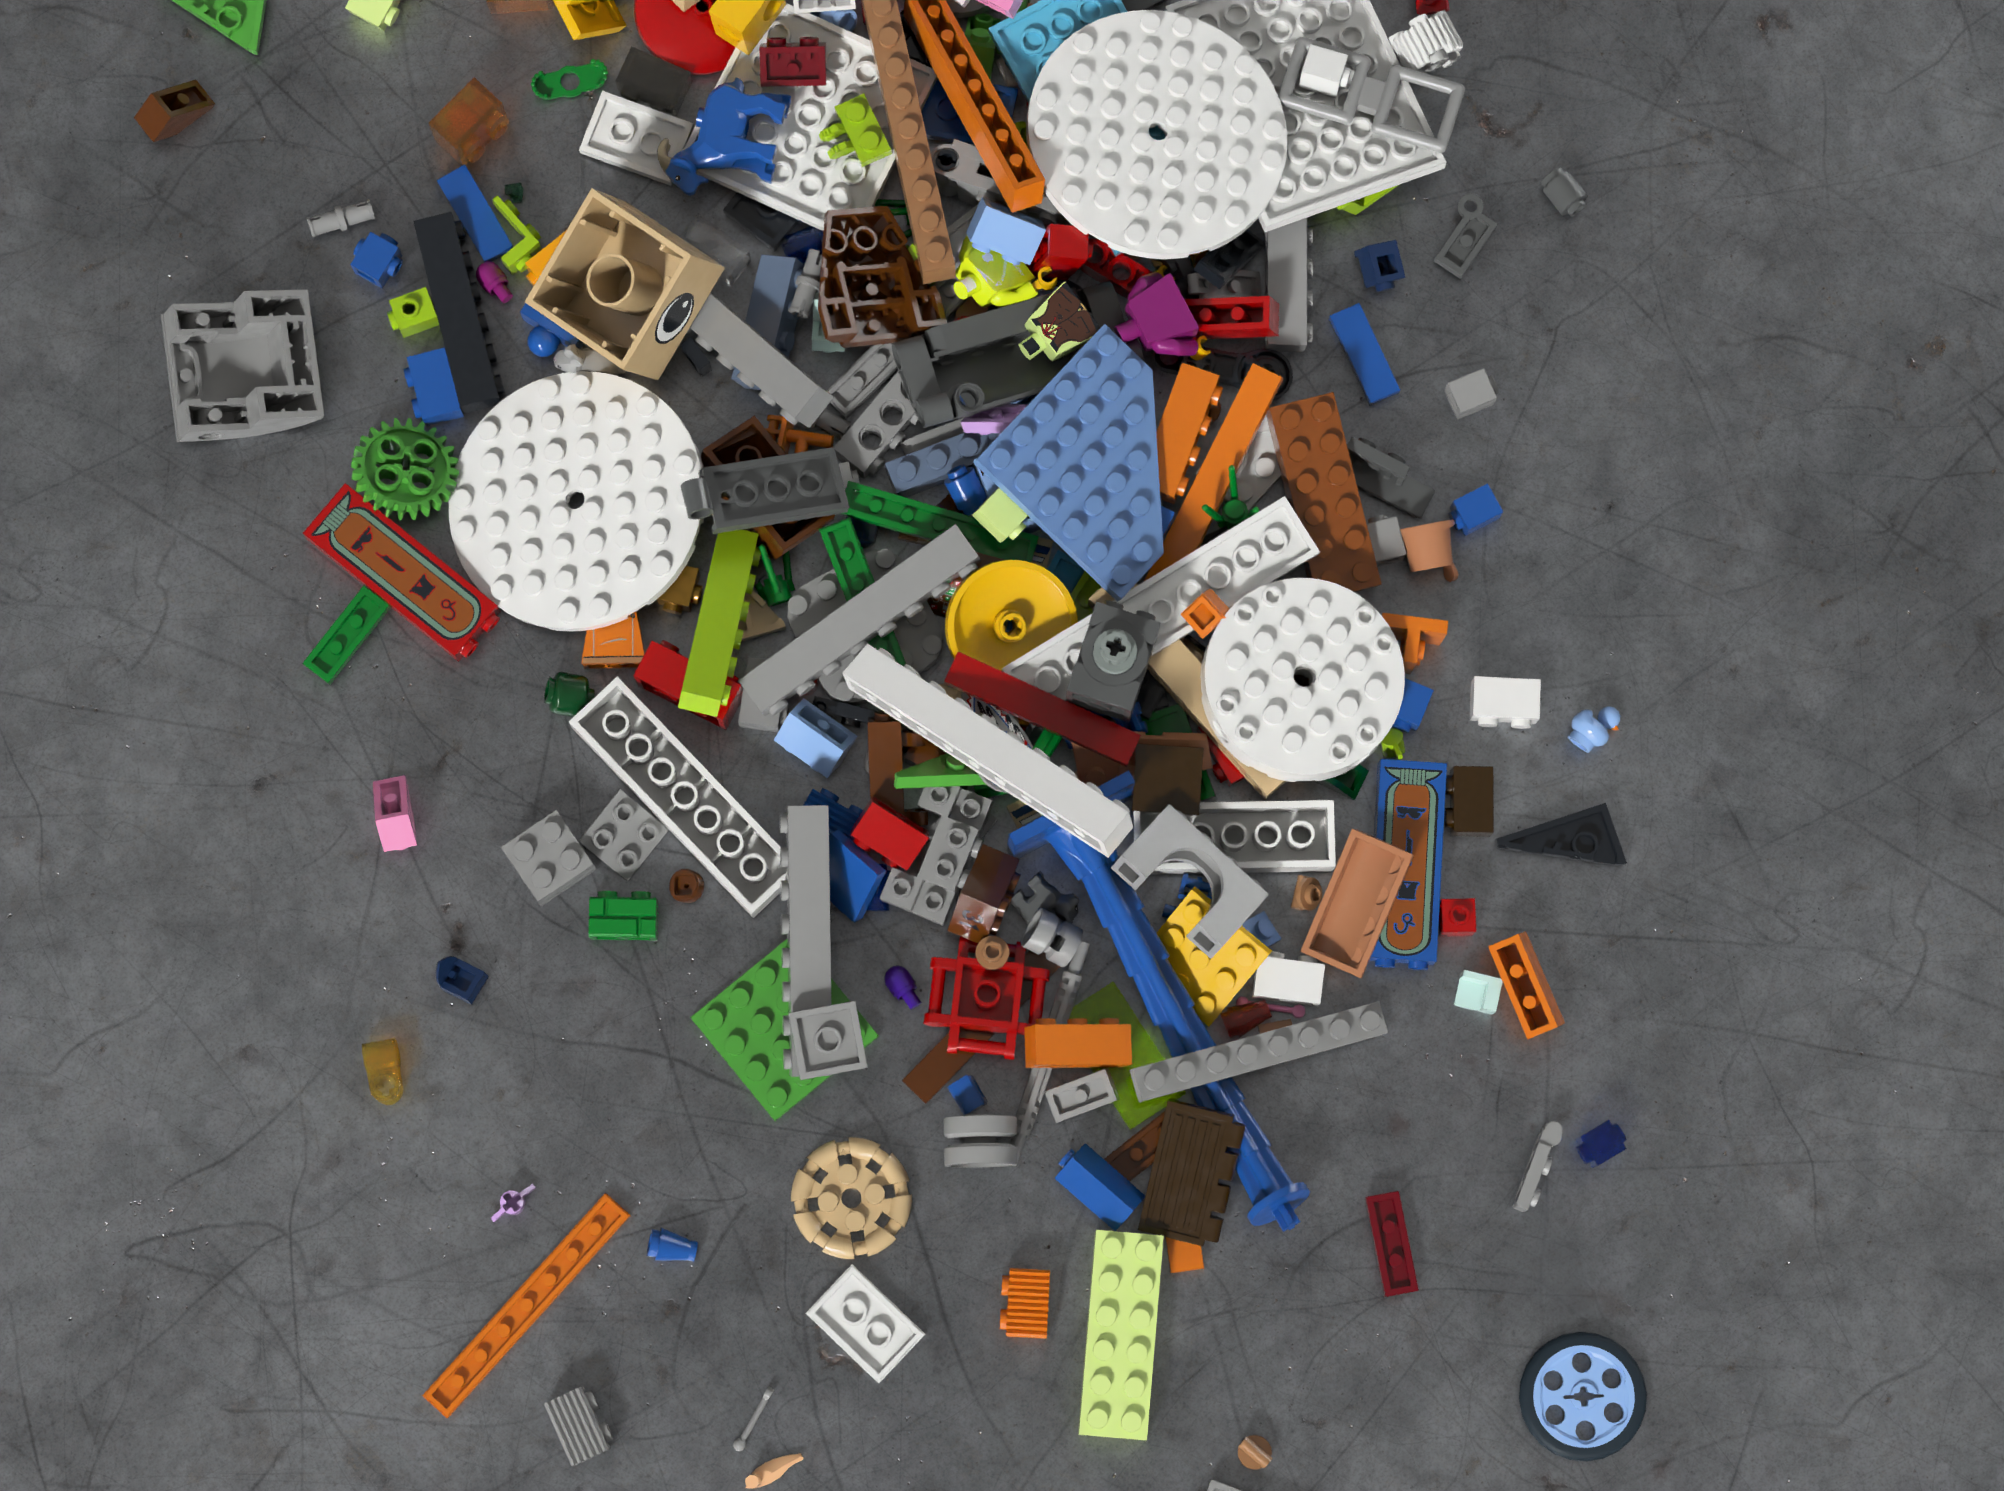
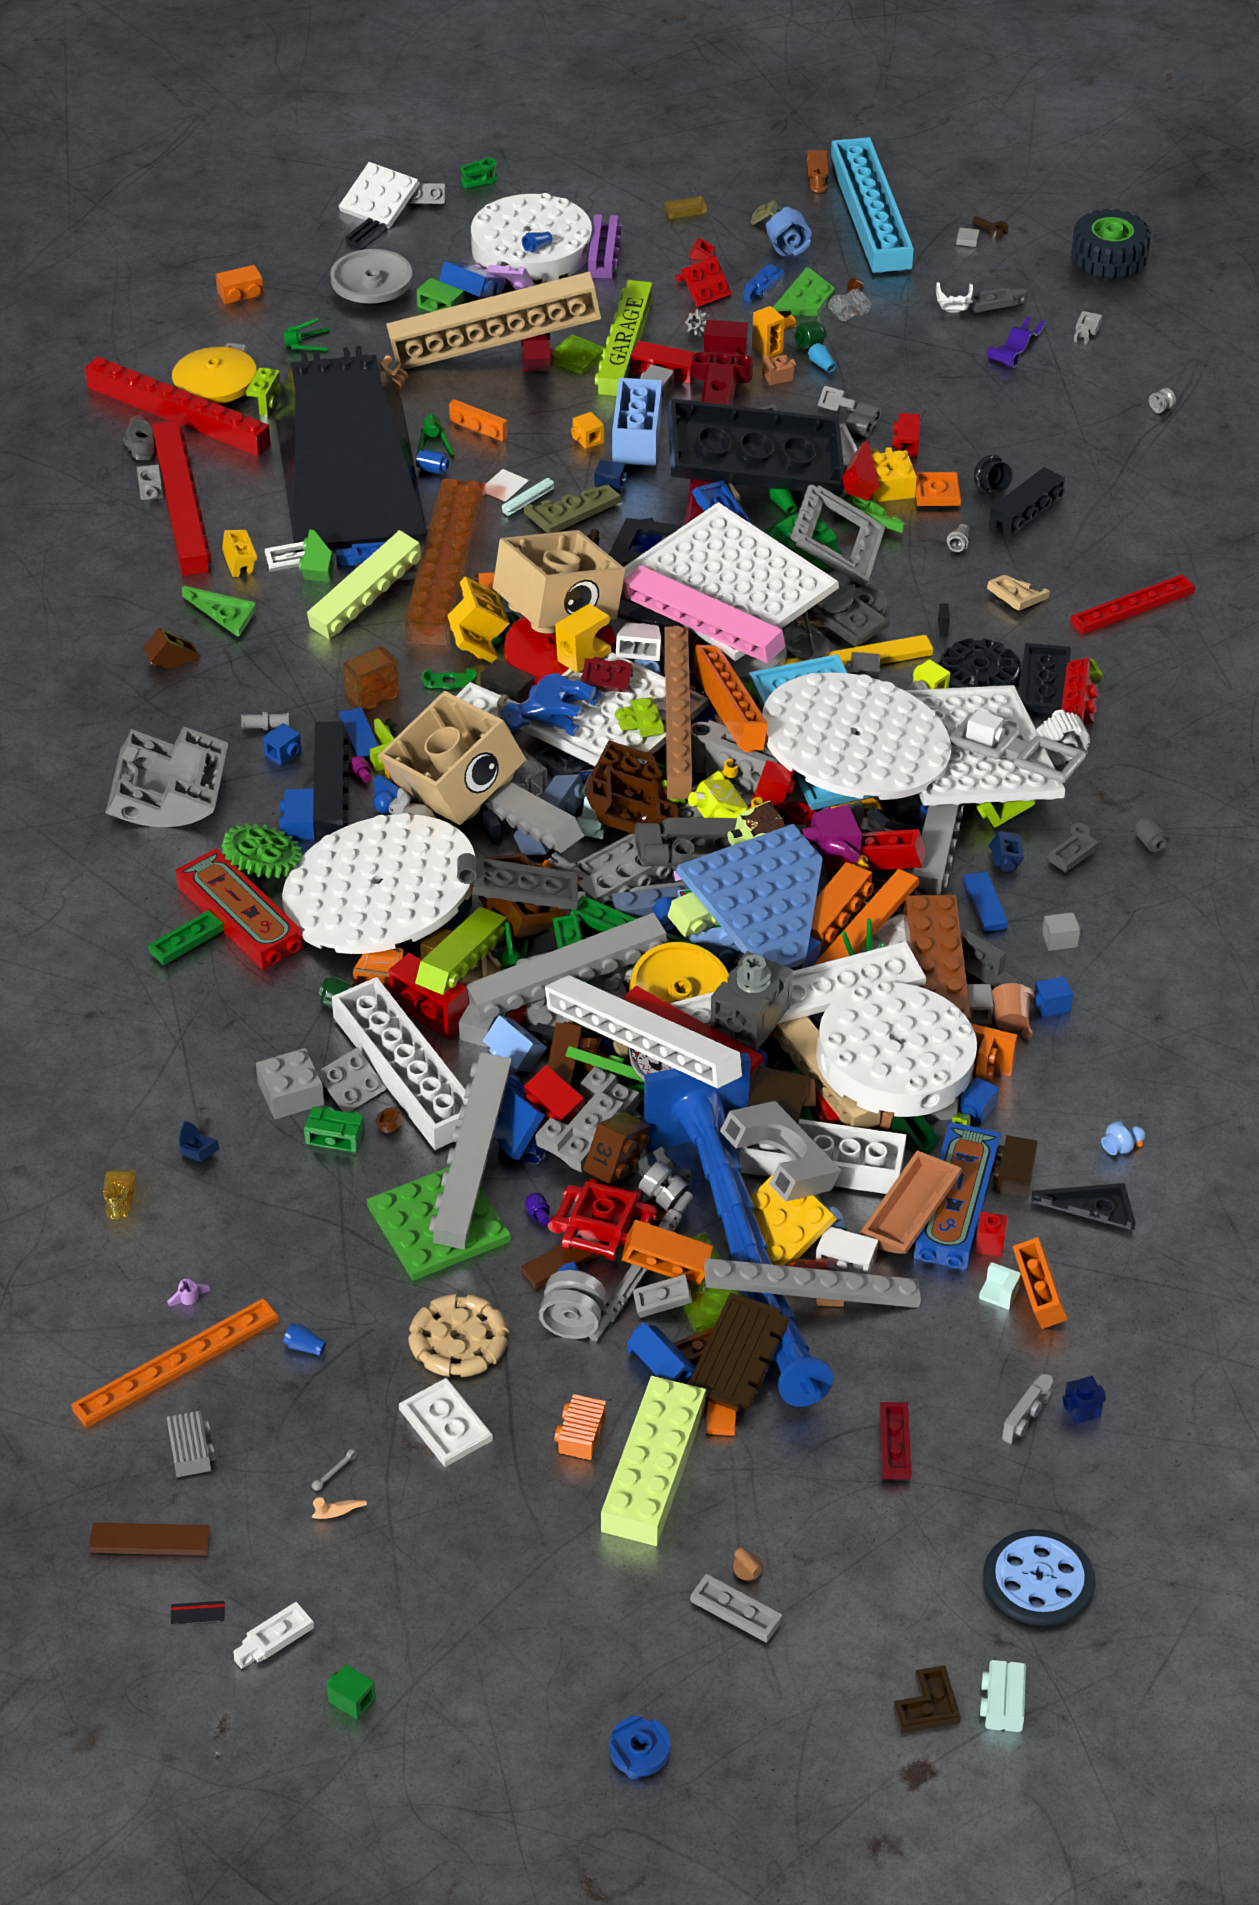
camera: 15 degrees right, 35 degrees down
(394, 813) = (182, 1042): bright pink slope -> none
(413, 312) = (297, 773): lime brick -> none
(807, 285) = (579, 791): light grey pin -> none
(827, 1040) = (468, 1204): light grey plate -> none
(992, 952) = (614, 1181): medium nougat plate -> none
(1005, 232) = (733, 770): light blue brick -> none
(1205, 613) = (827, 993): orange slope -> none
(1306, 893) = (872, 1200): medium nougat plate -> none
(1505, 701) = (1055, 1109): white brick -> none

